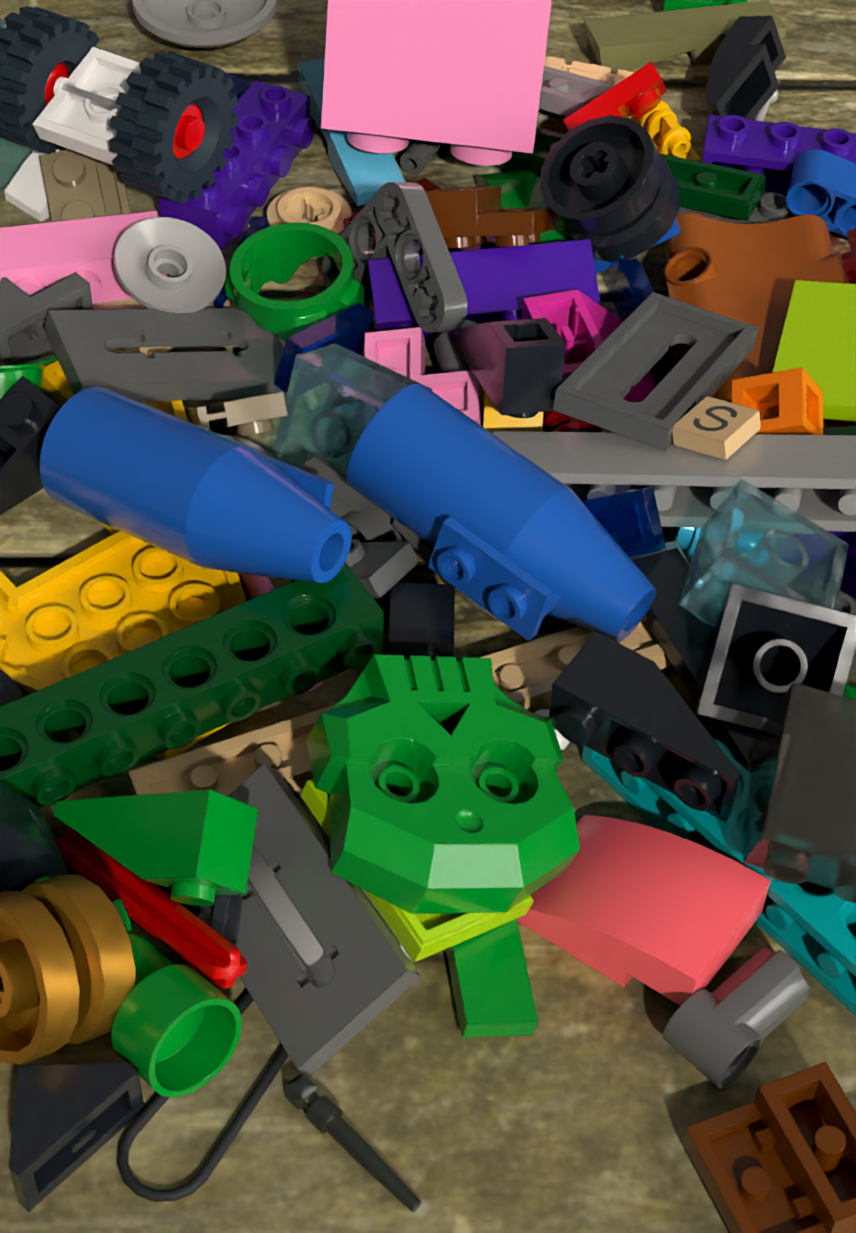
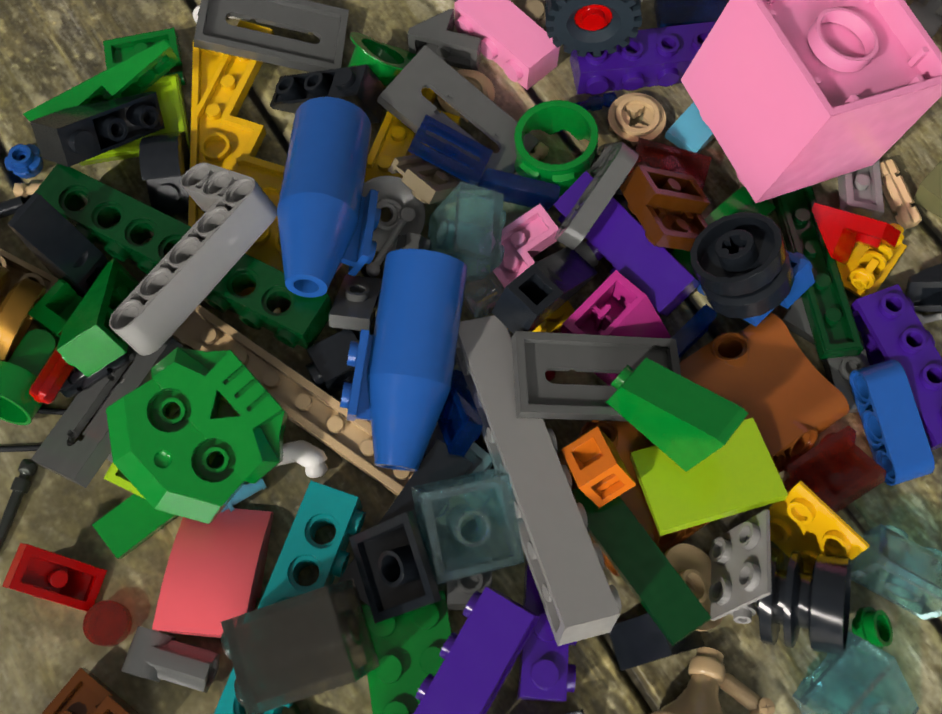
camera: 60 degrees right, 20 degrees up
(158, 579) = (232, 221): none -> light grey beam
(175, 249) = (510, 60): light grey dish -> none
(216, 373) = (444, 162): none -> clear blue tile
(521, 1110) = (54, 577): none -> red slope
(628, 1084) = (107, 623): none -> clear red tile
(639, 720) = (308, 503): black slope -> none
(716, 428) = (546, 438): tan tile -> none
(768, 304) = (675, 412): none -> green slope

